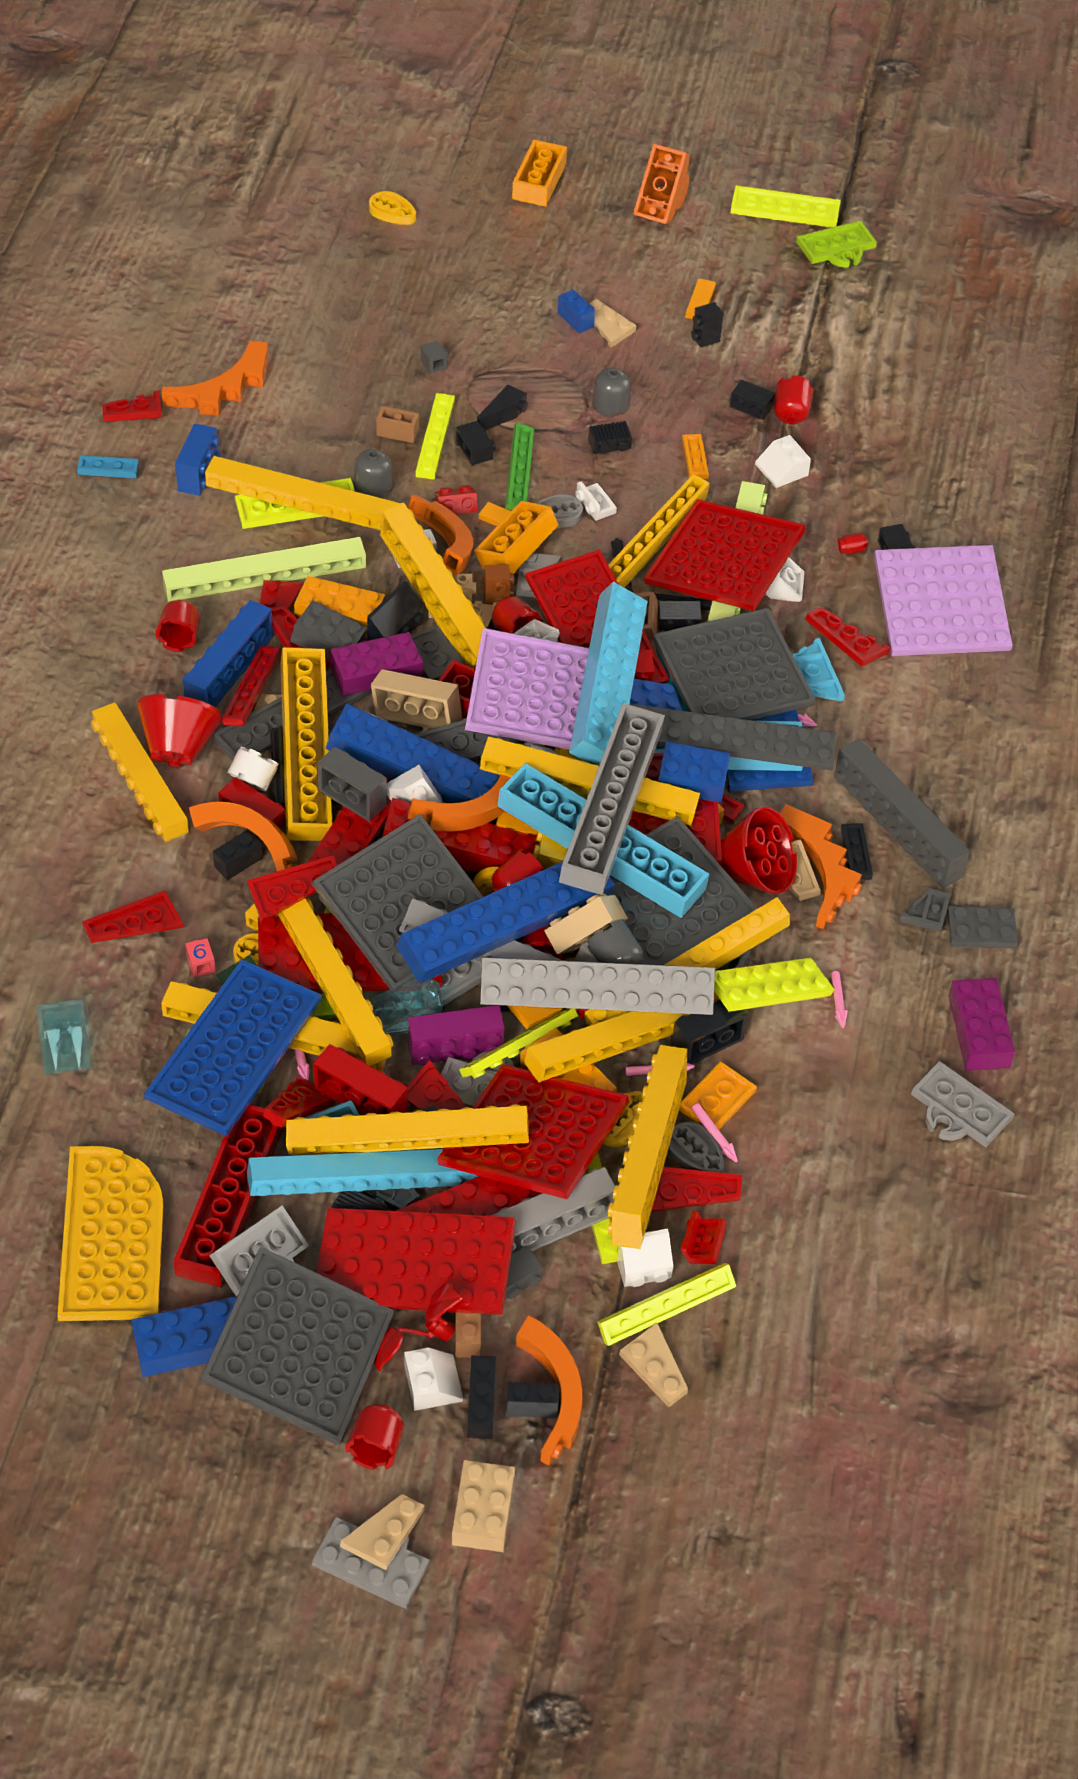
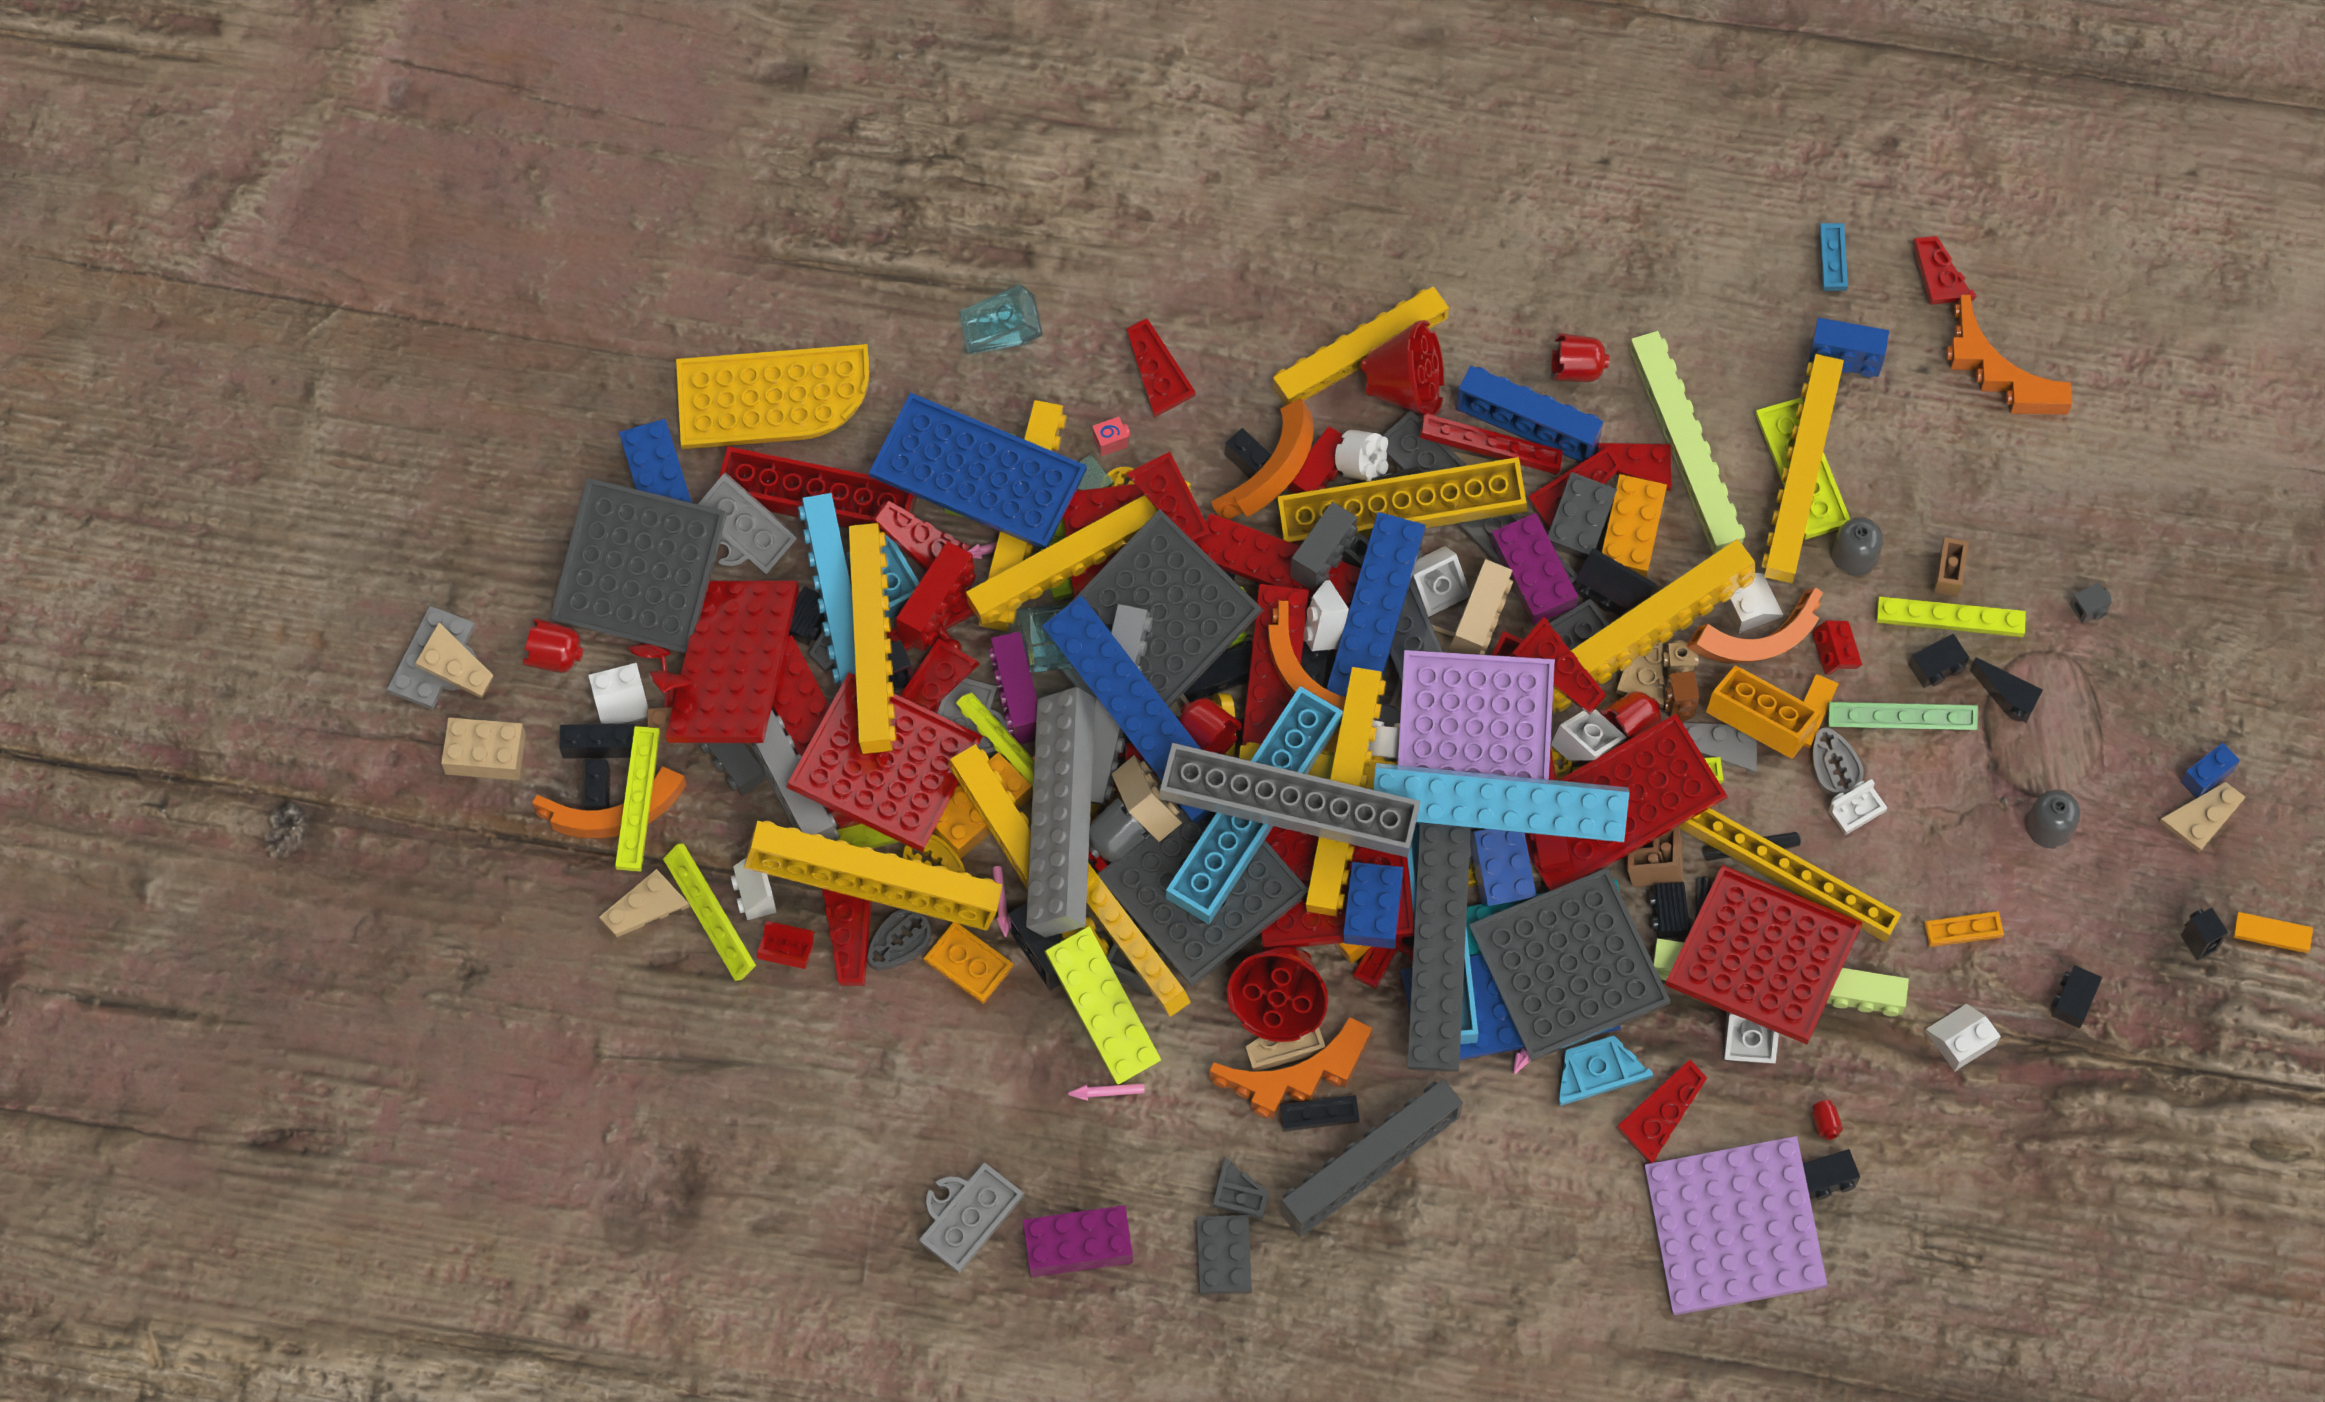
camera: 90 degrees right, 15 degrees up
(464, 647) = (1569, 674): none -> red wing
(555, 1351) = (637, 799): none -> neon yellow plate
(609, 437) = (1974, 821): black brick -> none
(727, 1149) = (903, 971): bright pink piece -> none
(793, 400) = (2070, 1044): red cylinder -> none

